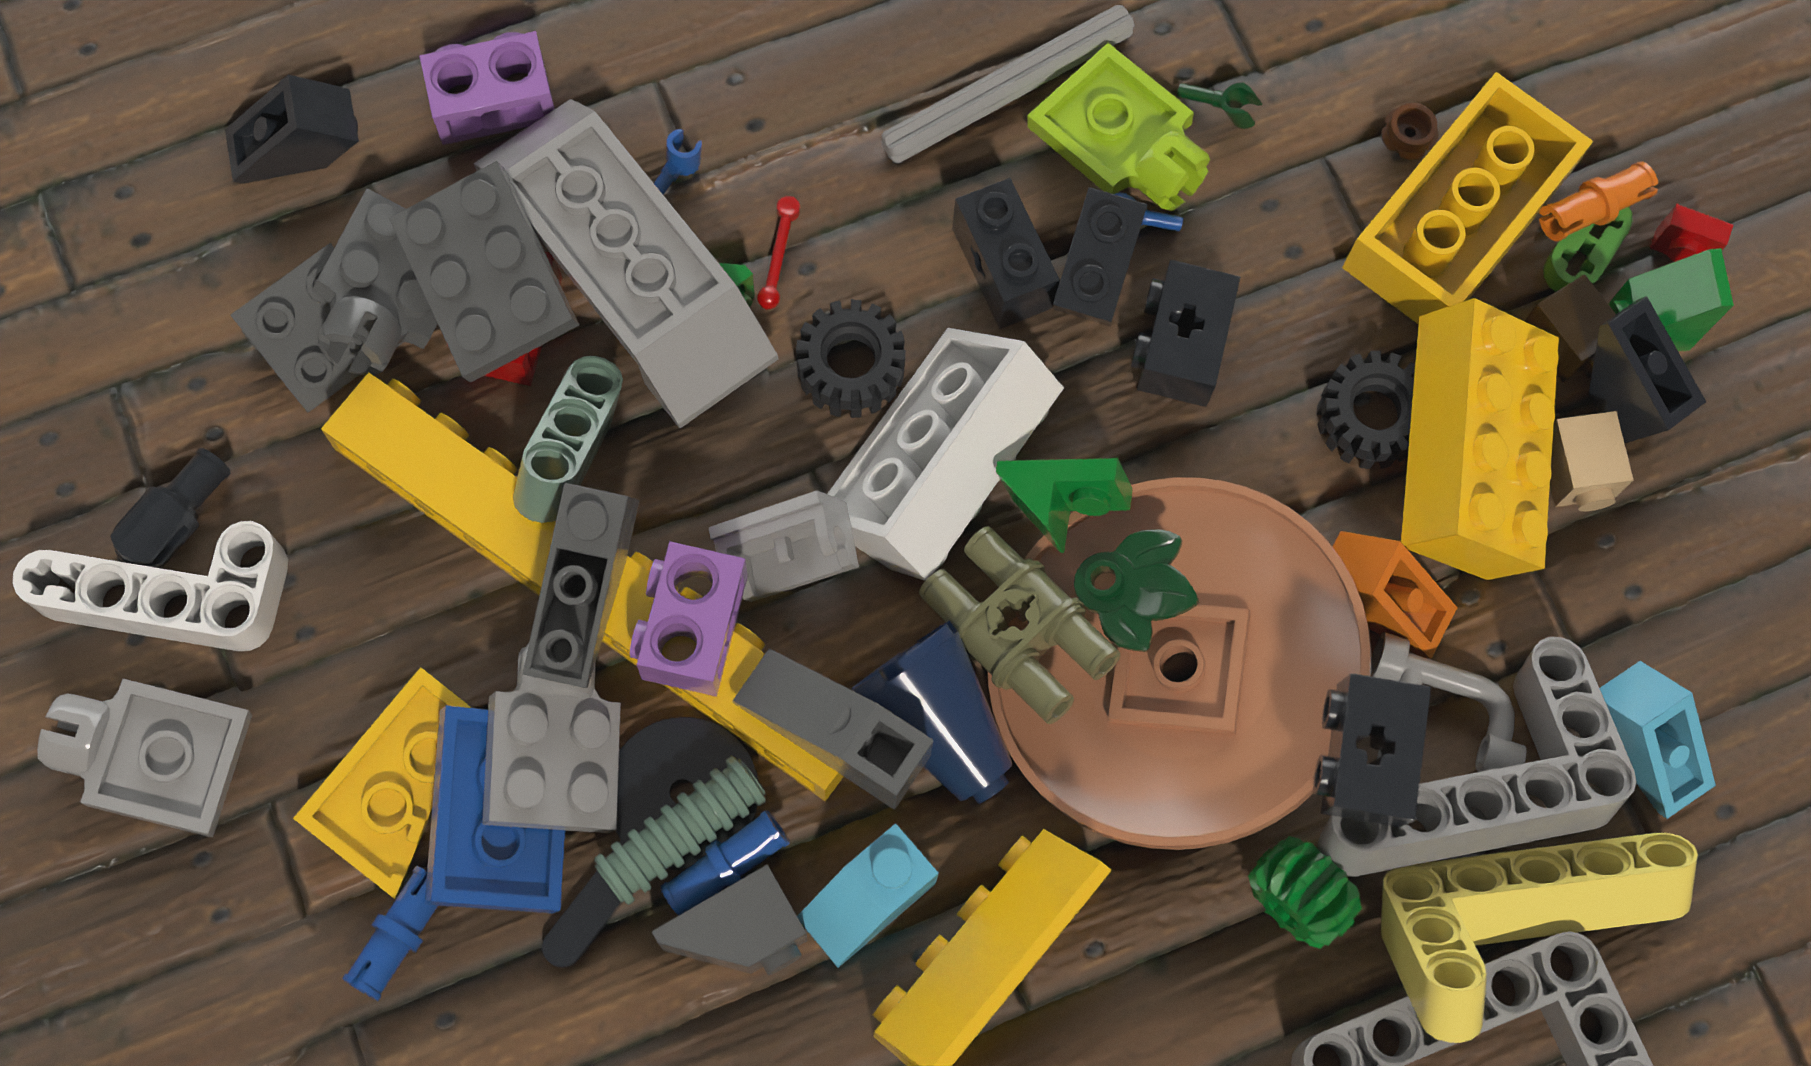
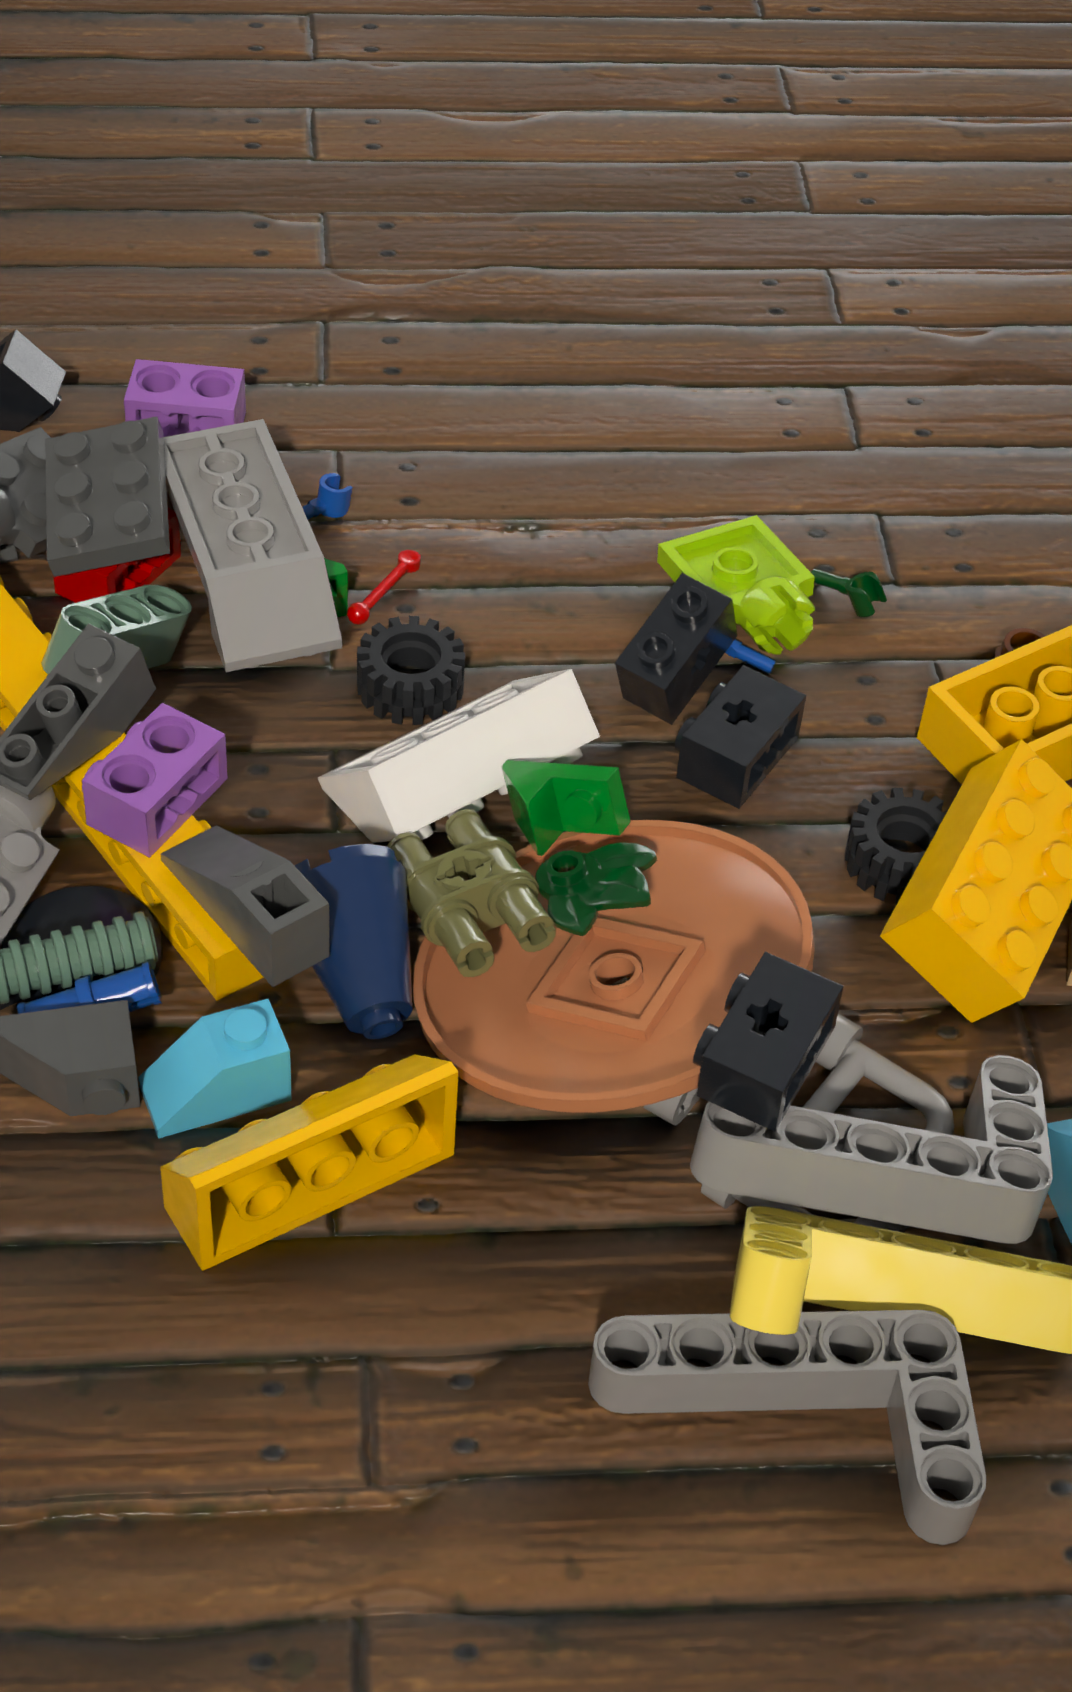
camera: 20 degrees right, 25 degrees down
(789, 543) = (281, 770): light grey hinge -> none
(1005, 253) = (590, 626): black brick -> none
(1006, 84) = (643, 526): light grey axle -> none
(1305, 892) = (662, 1195): green gear -> none
(1396, 591) = (874, 989): orange slope -> none

